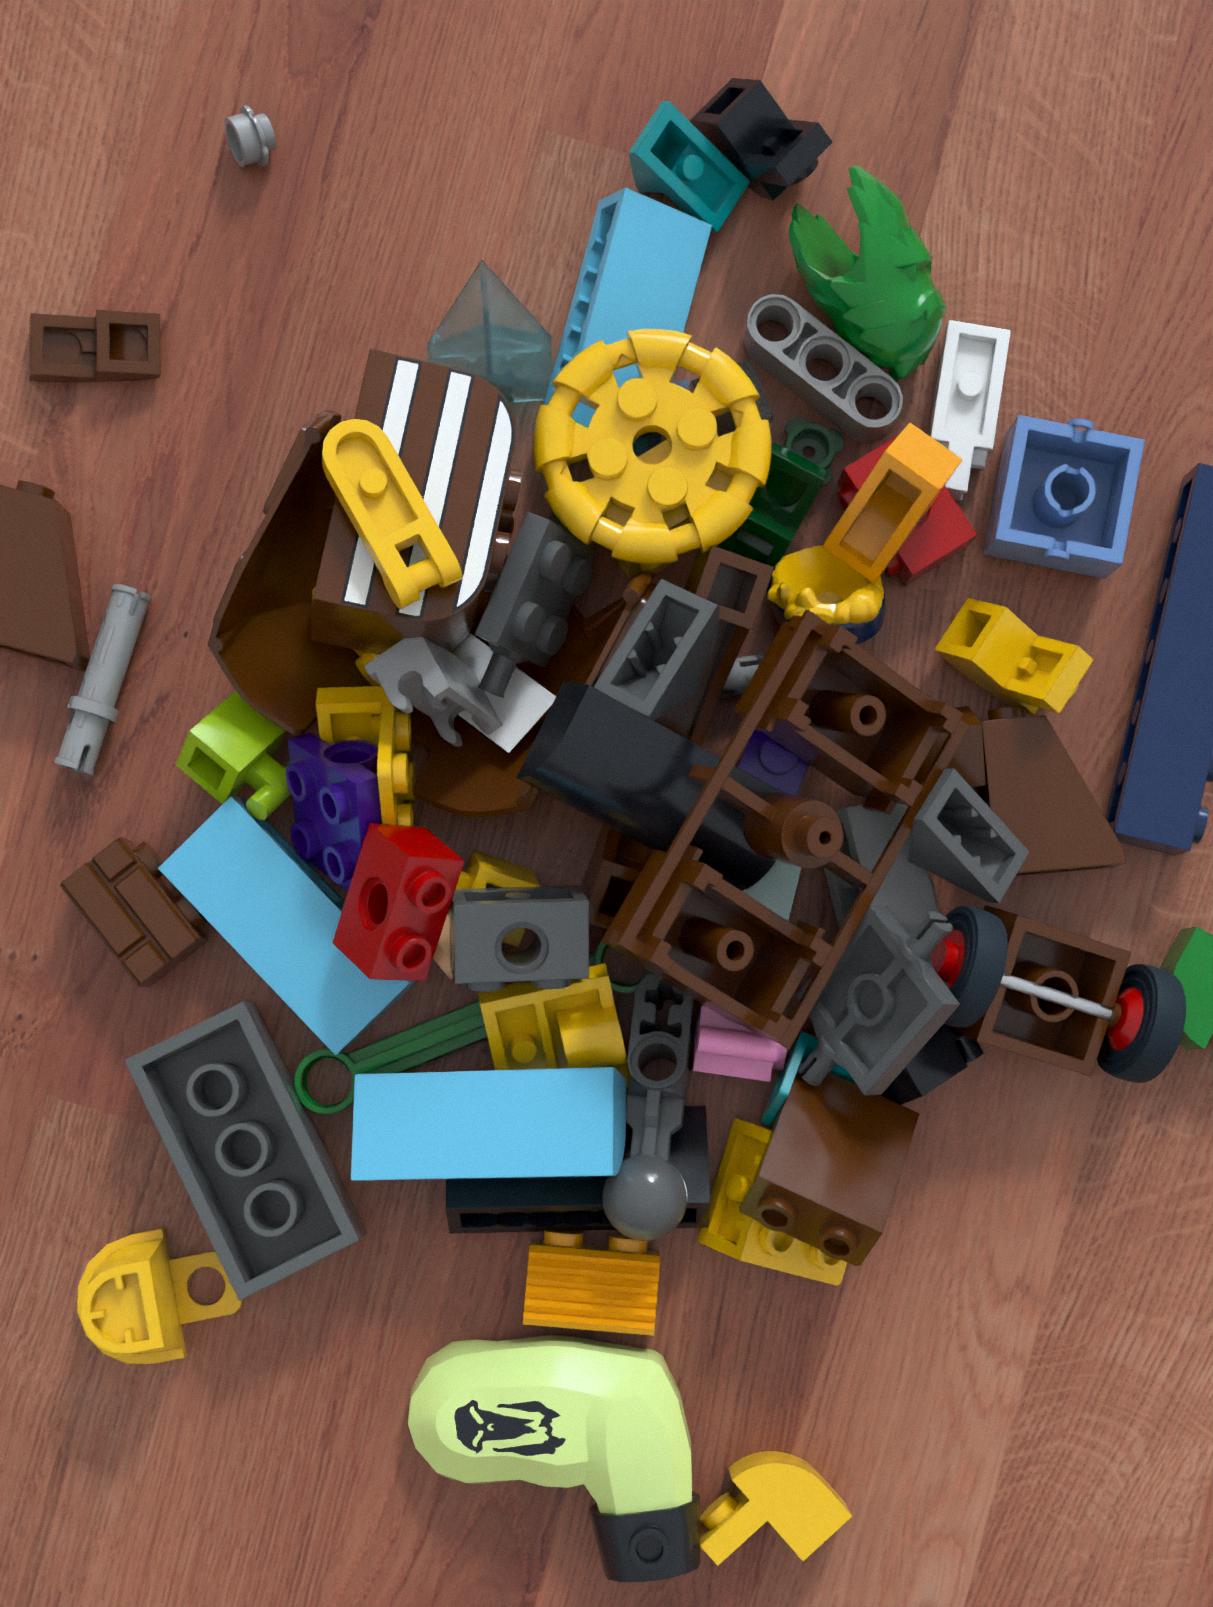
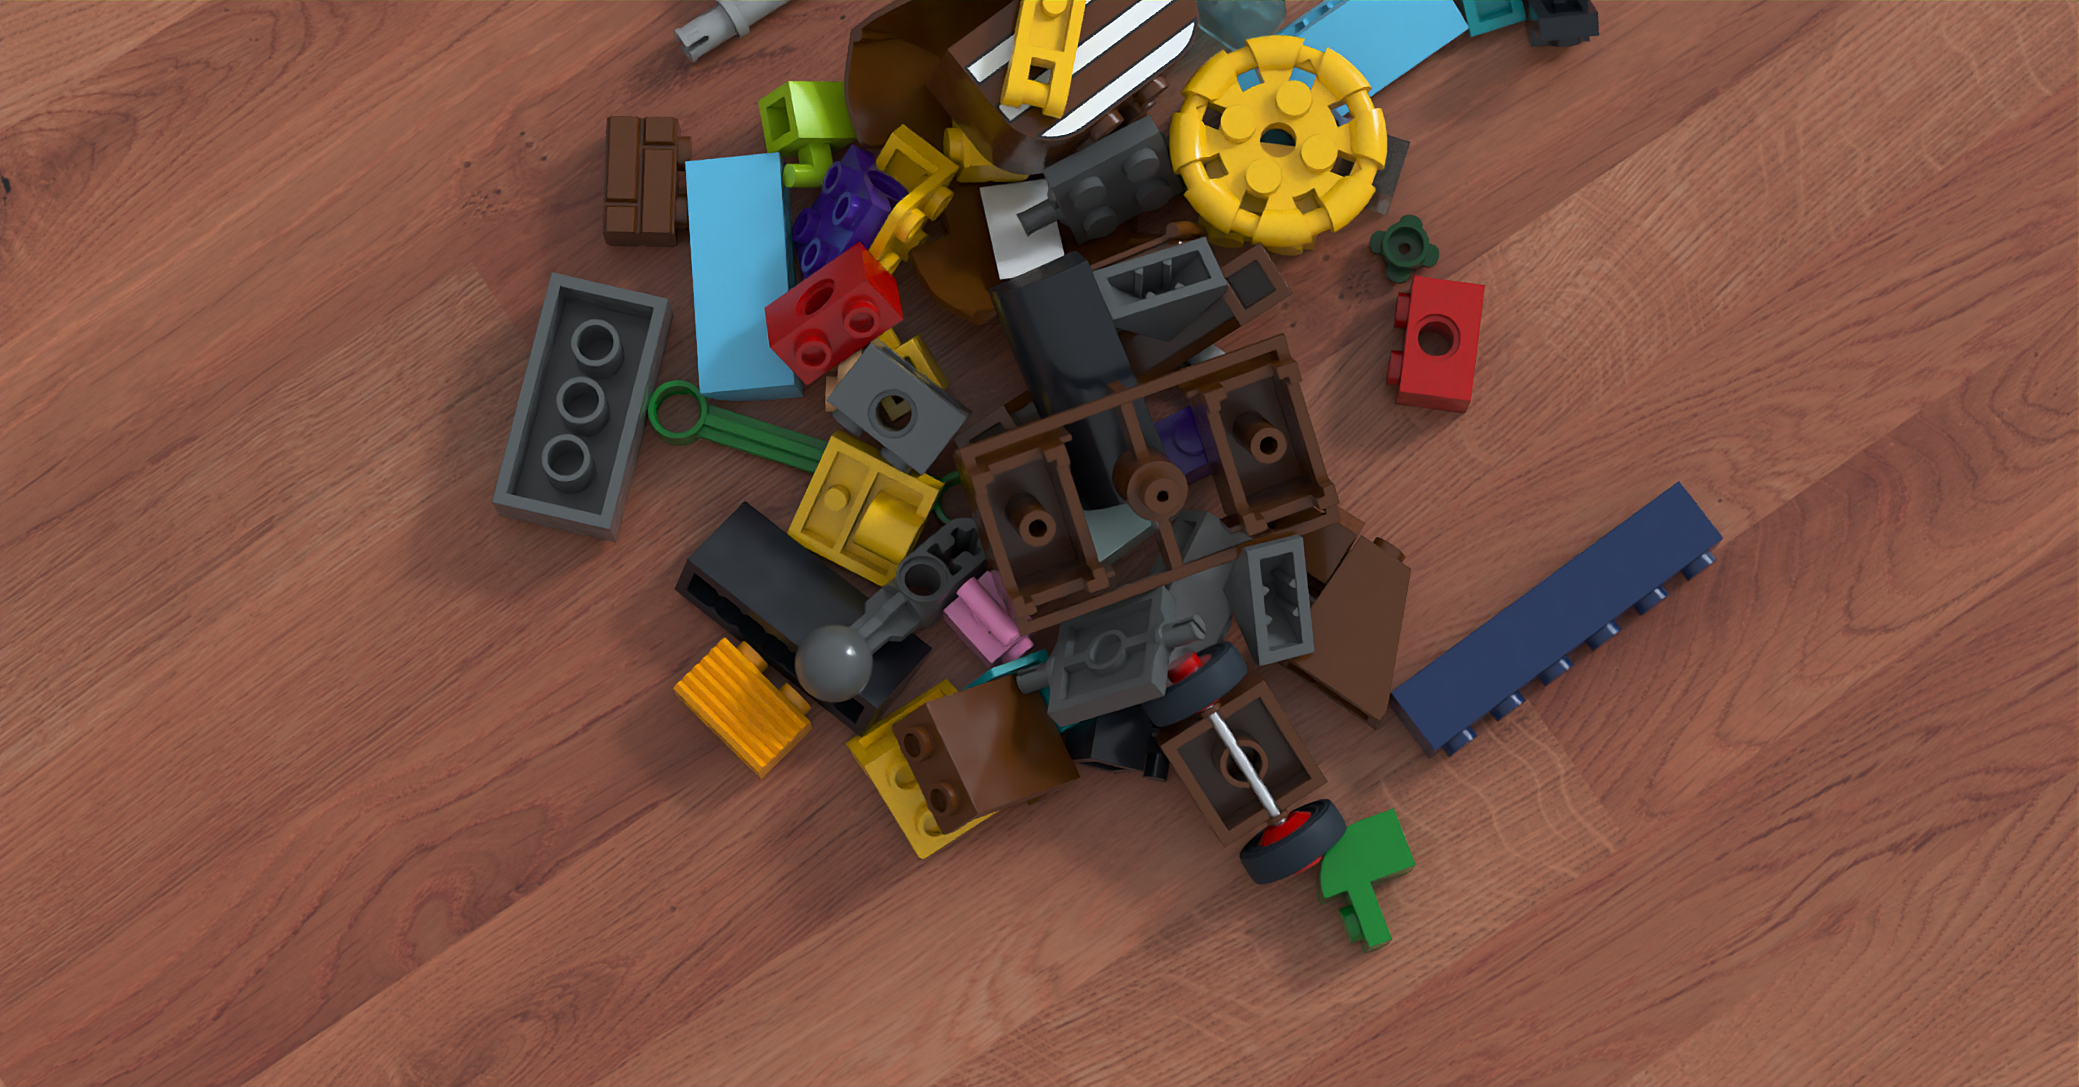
camera: 40 degrees right, 5 degrees down
(139, 1298) = (417, 455): yellow container -> none
(434, 683) = (986, 185): light grey hinge -> none
(488, 1124) = (769, 522): medium azure brick -> none
(564, 1419) = (650, 785): yellowish green piece -> none
(774, 1490) = (757, 967): yellow brick -> none
(777, 508) = (1338, 269): dark green slope -> none
(813, 340) = (1468, 168): light grey beam -> none
(829, 589) = (1331, 357): yellow hair -> none
(885, 294) = (1550, 155): green head -> none
(891, 502) = (1424, 323): light orange slope -> none
(968, 396) = (1550, 305): white hinge -> none
(1010, 659) = (1423, 510): yellow brick -> none
(1063, 496) = (1559, 426): medium blue brick -> none

